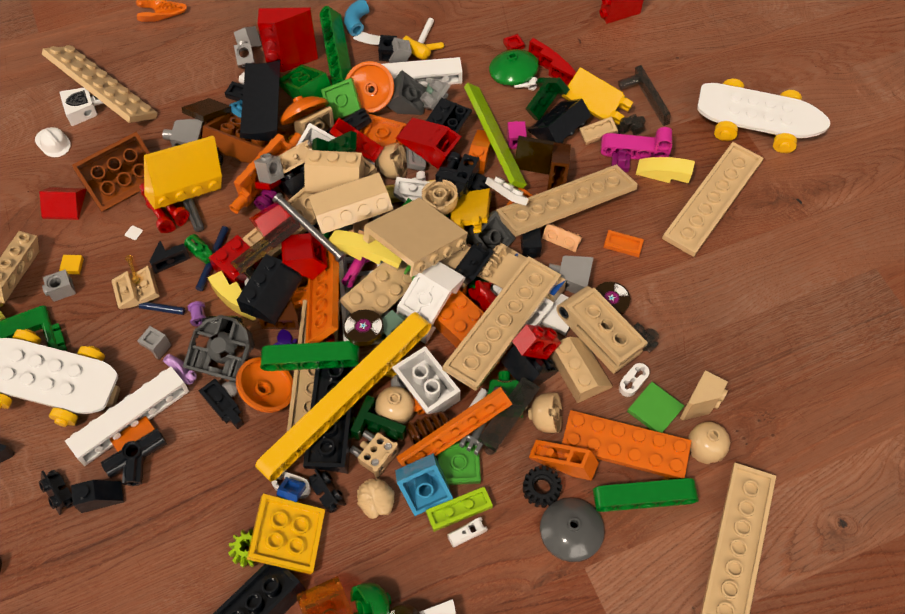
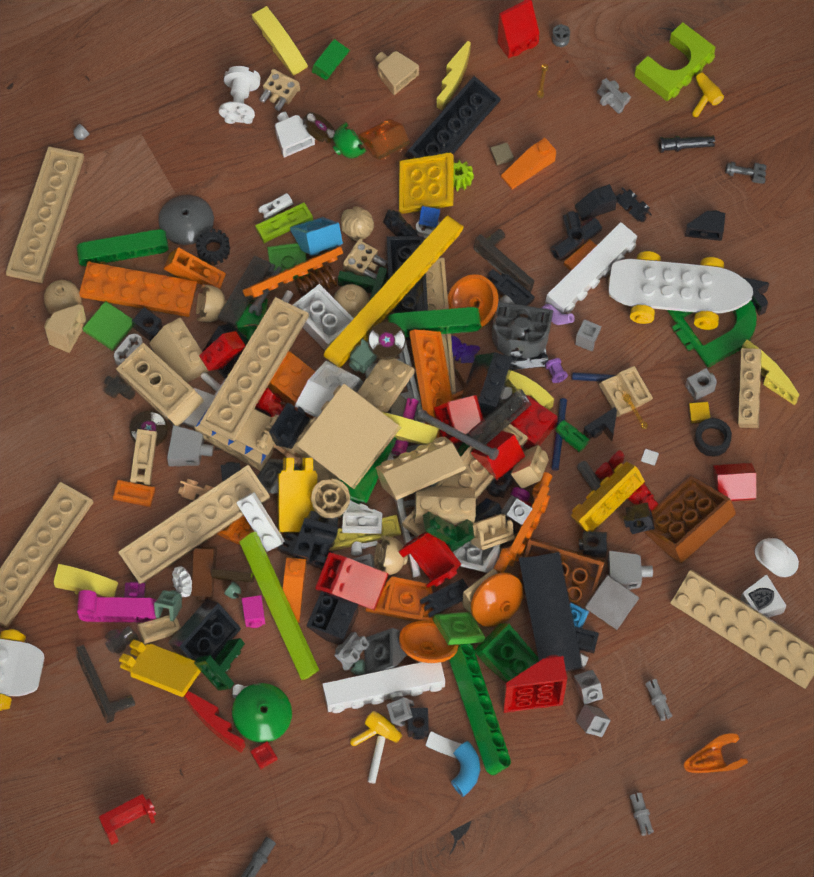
camera: 175 degrees right, 5 degrees up
(63, 227) = (715, 424): none -> black tyre
(158, 556) = (530, 163): none -> orange slope
(189, 577) = (501, 154): none -> dark tan tile
(191, 49) = (658, 699): none -> light grey pin
(237, 453) = (497, 259): none -> clear smoke piece
(244, 209) = (531, 467): none -> tan brick
(578, 157) = (182, 581): none -> white gear
(586, 149) = (170, 600): none -> sand green window
(615, 268) = (143, 456): none -> tan plate
(618, 408) = (145, 317): none -> black brick

